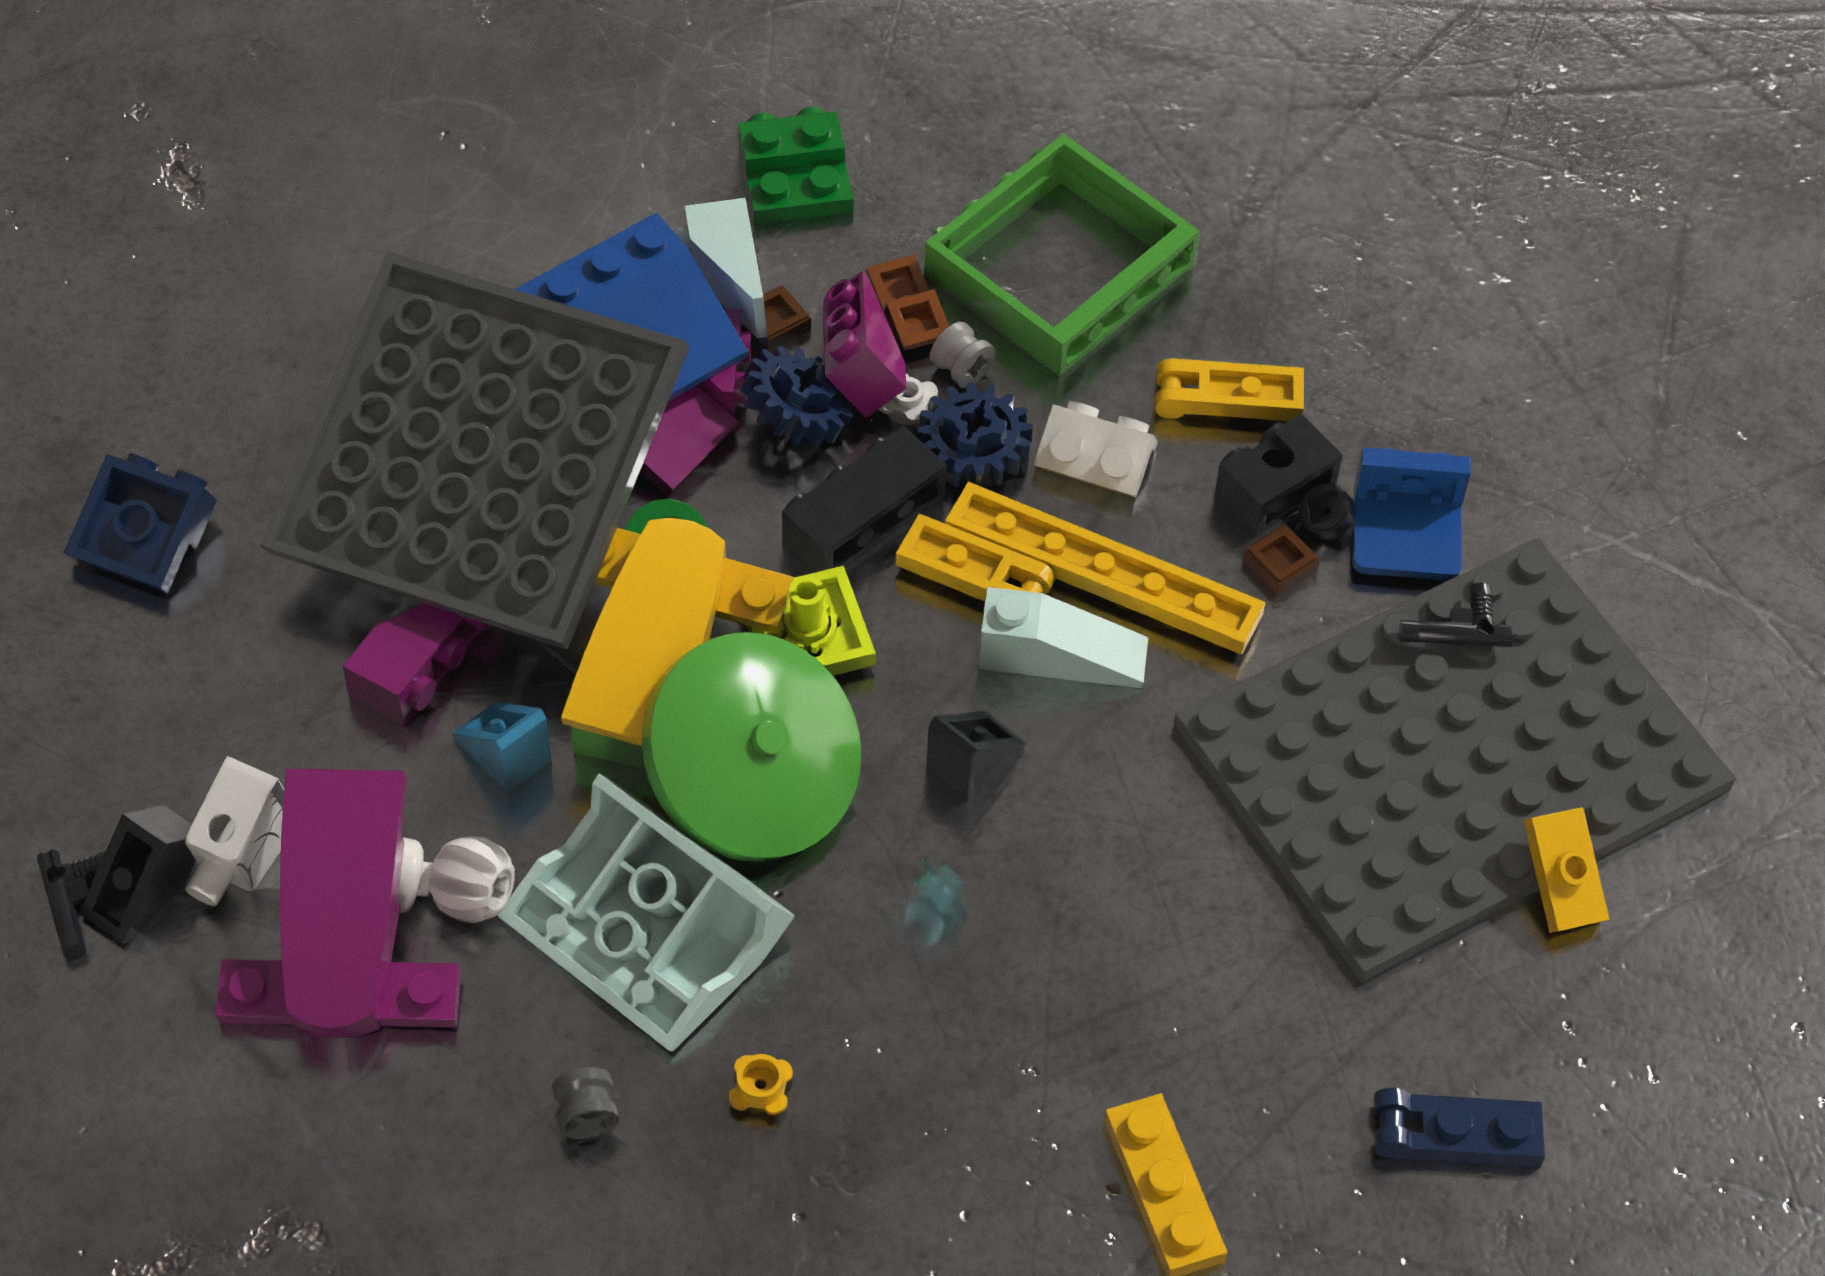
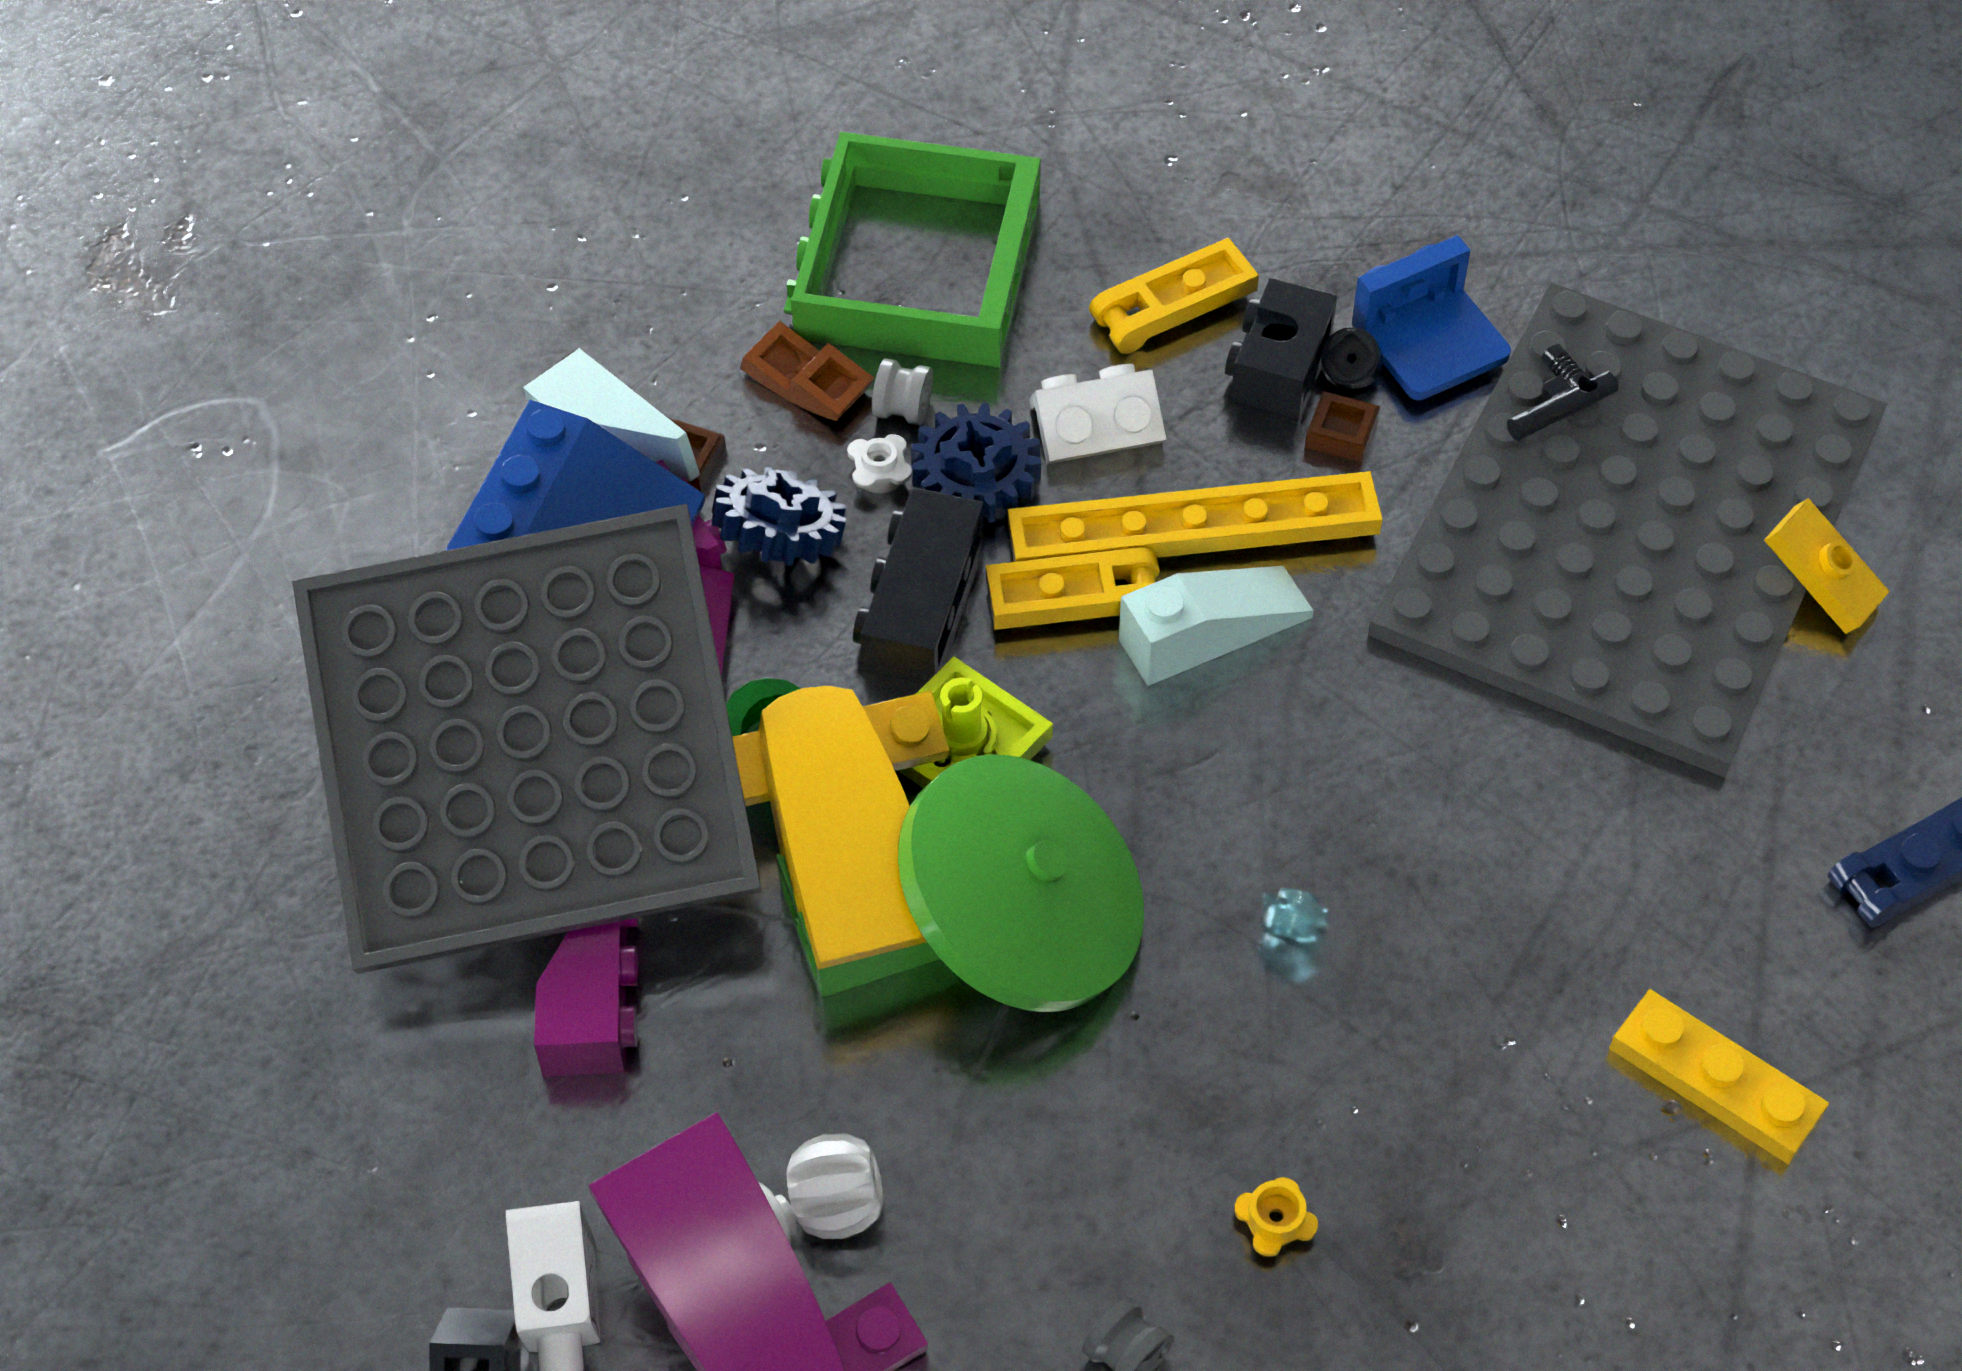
camera: 30 degrees left, 0 degrees up
(140, 521) = (182, 1021): dark blue plate -> none
(507, 742) = (751, 1023): dark azure slope -> none
(645, 915) = (1032, 1117): light aqua piece -> none
(794, 166) = (590, 295): green plate -> none
(860, 346) = (800, 433): magenta slope -> none
(969, 750) = (1213, 769): black slope -> none

